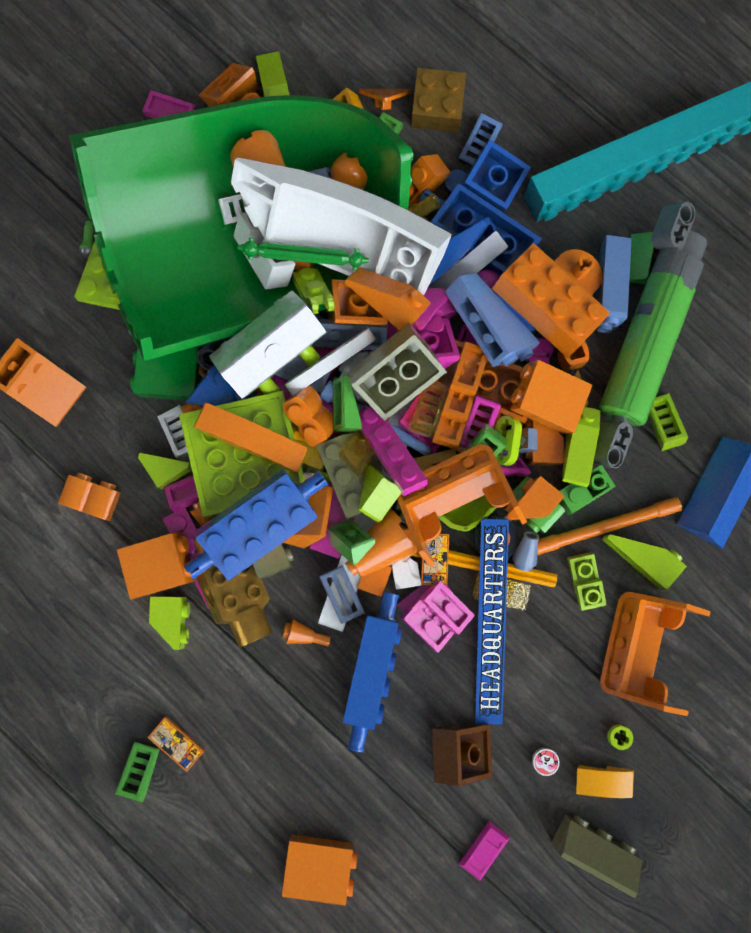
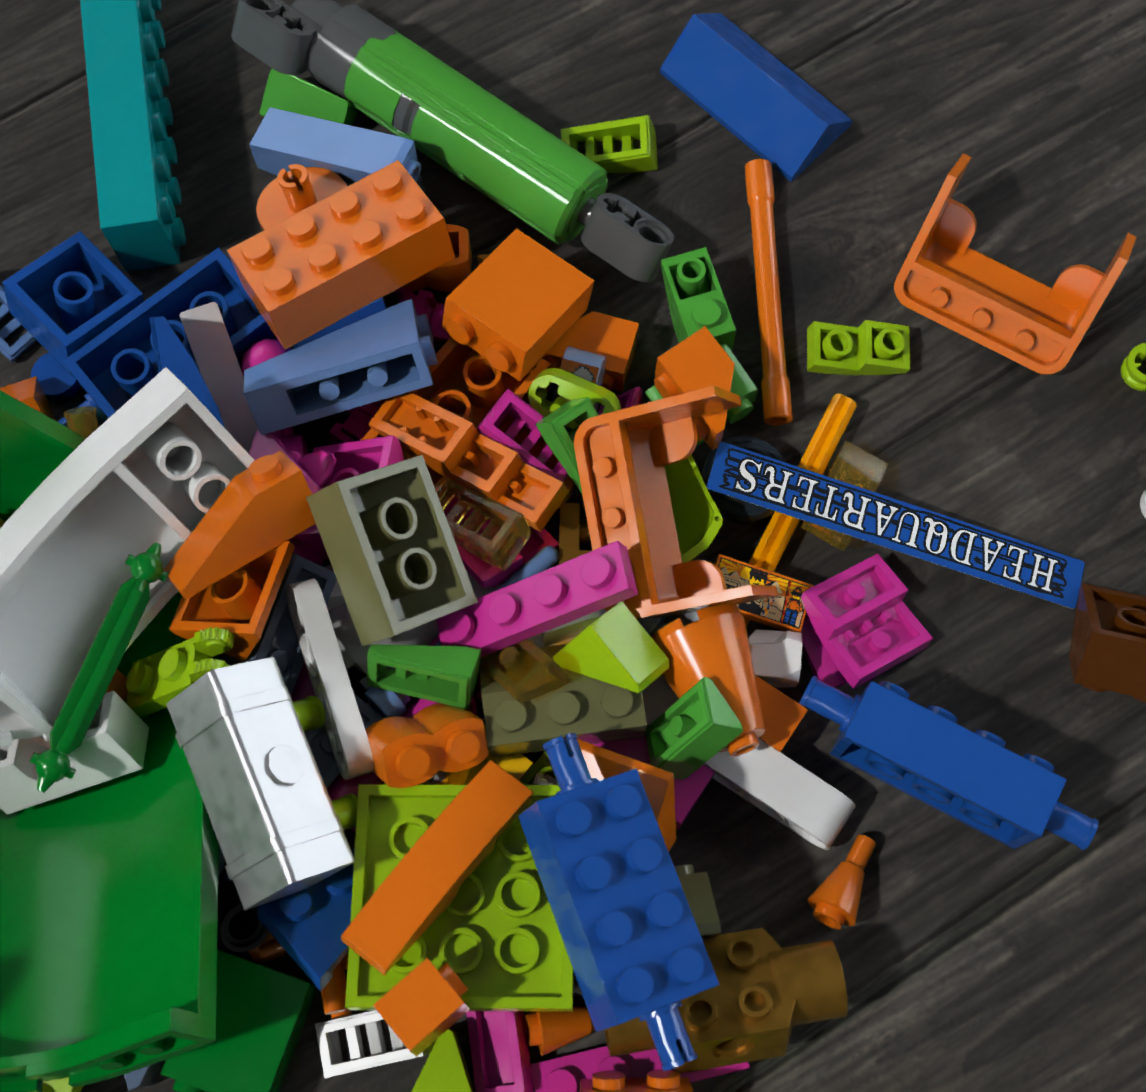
camera: 75 degrees left, 10 degrees down
(185, 448) = (423, 1005): none -> orange brick
(332, 574) = (743, 791): sand blue tile -> none
(526, 553) = (784, 430): sand blue cone -> none
(581, 448) = (627, 285): lime slope -> none
(654, 563) = (854, 229): lime slope -> none

